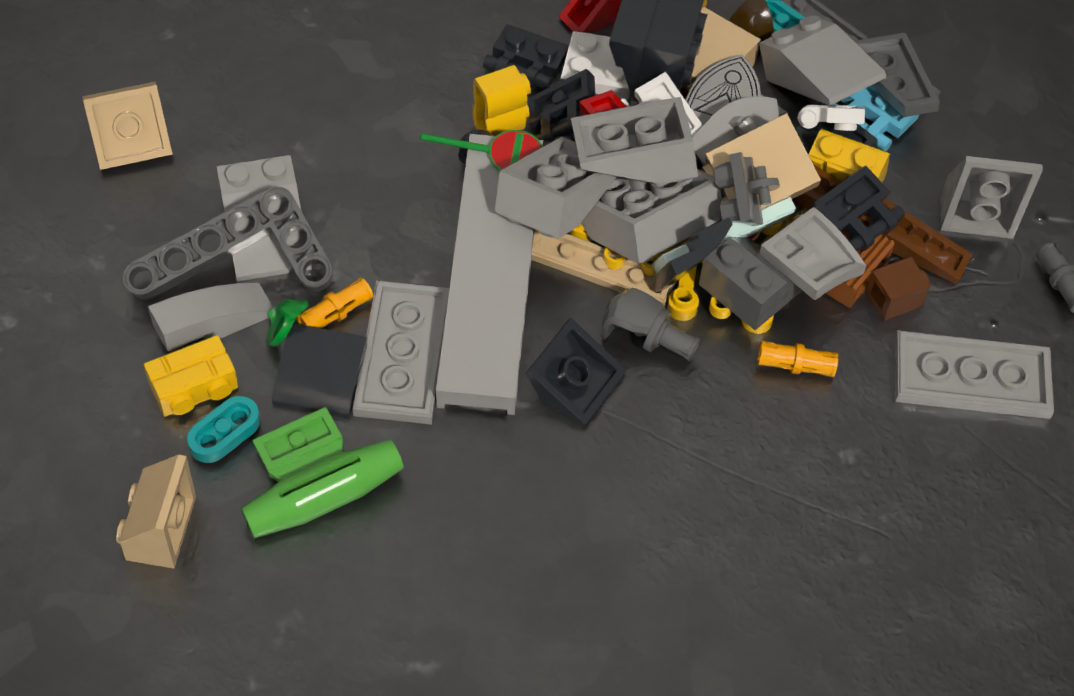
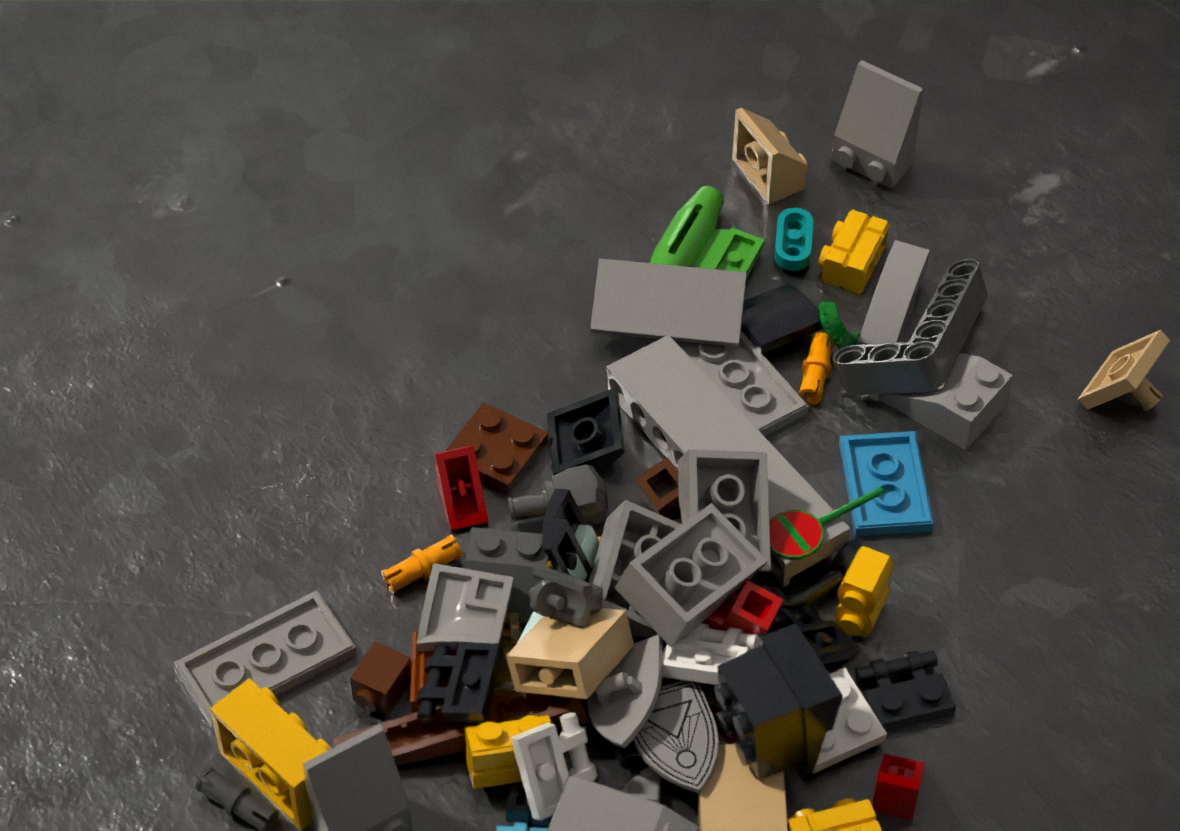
camera: 145 degrees right, 5 degrees down
(50, 449) = (878, 125): none -> light grey slope
(382, 193) = (896, 466): none -> dark azure tile
(406, 420) = (668, 300): none -> light grey tile
(565, 274) = (660, 488): none -> reddish brown brick
(654, 422) = (501, 446): none -> reddish brown plate
(718, 397) = (460, 487): none -> red slope
(1025, 268) = (267, 747): none -> yellow brick

